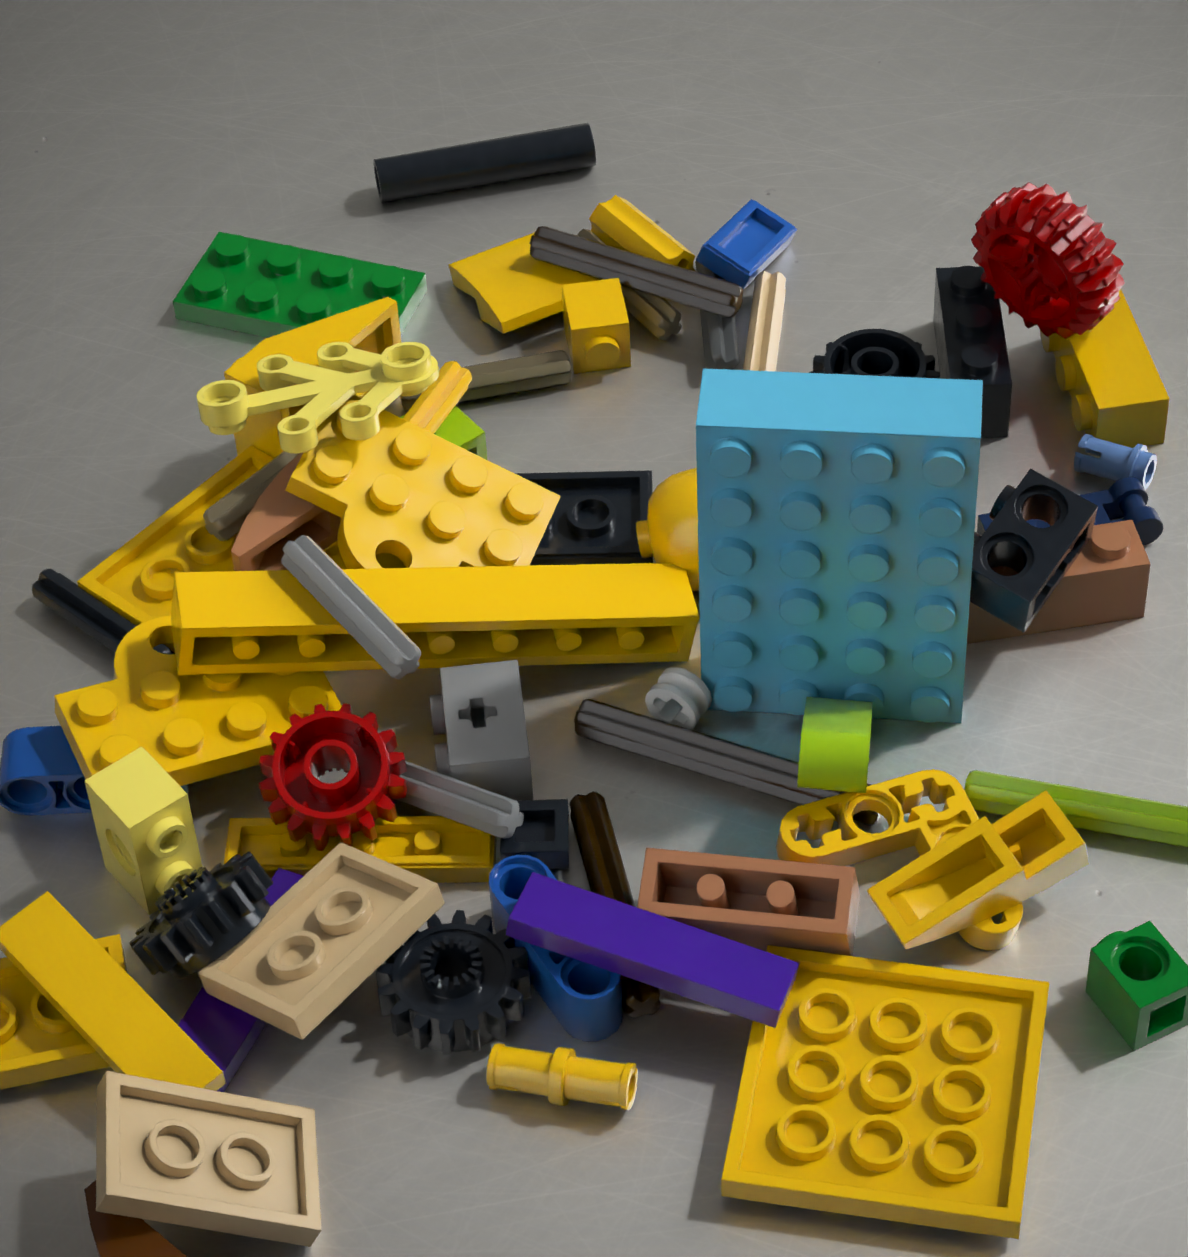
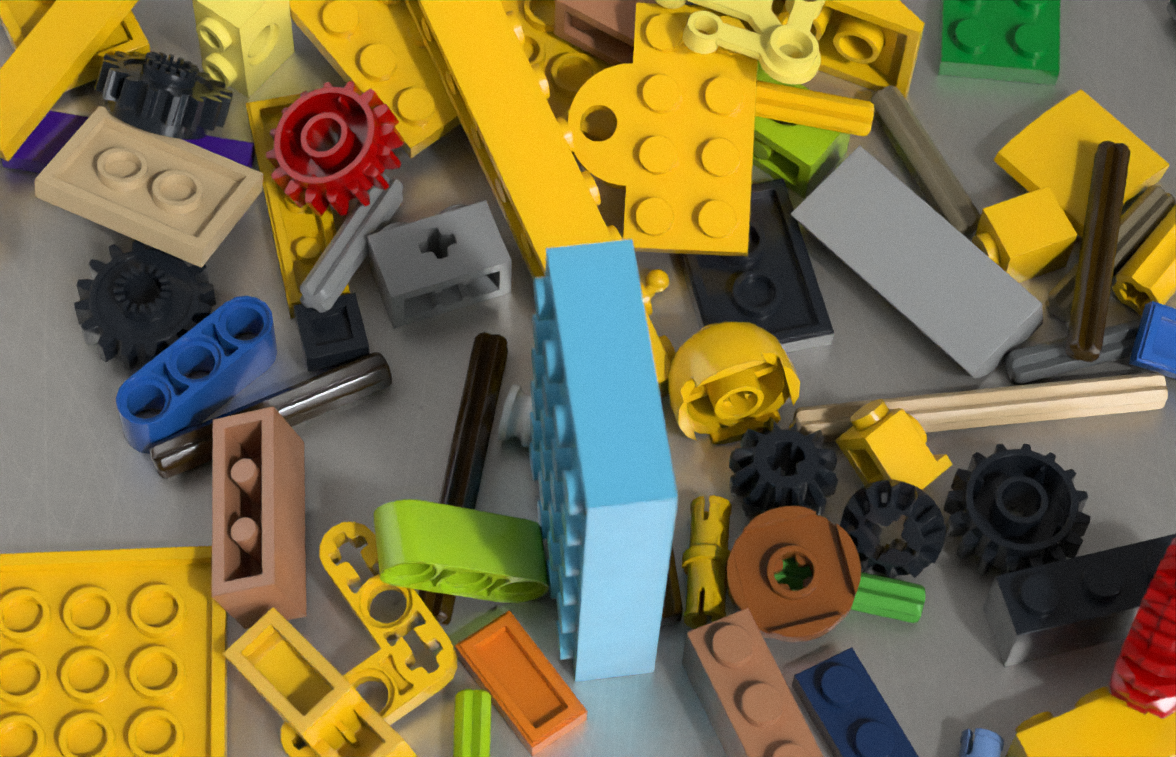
camera: 70 degrees right, 15 degrees up
(351, 607) = (472, 89): light grey axle -> none
(562, 1076) = (62, 413): yellow pin -> none
(596, 391) = (920, 264): none -> light grey brick
(652, 949) = (173, 443): dark purple tile -> none
(979, 743) = (521, 683): none -> orange tile
(1035, 553) = (716, 685): black brick -> none

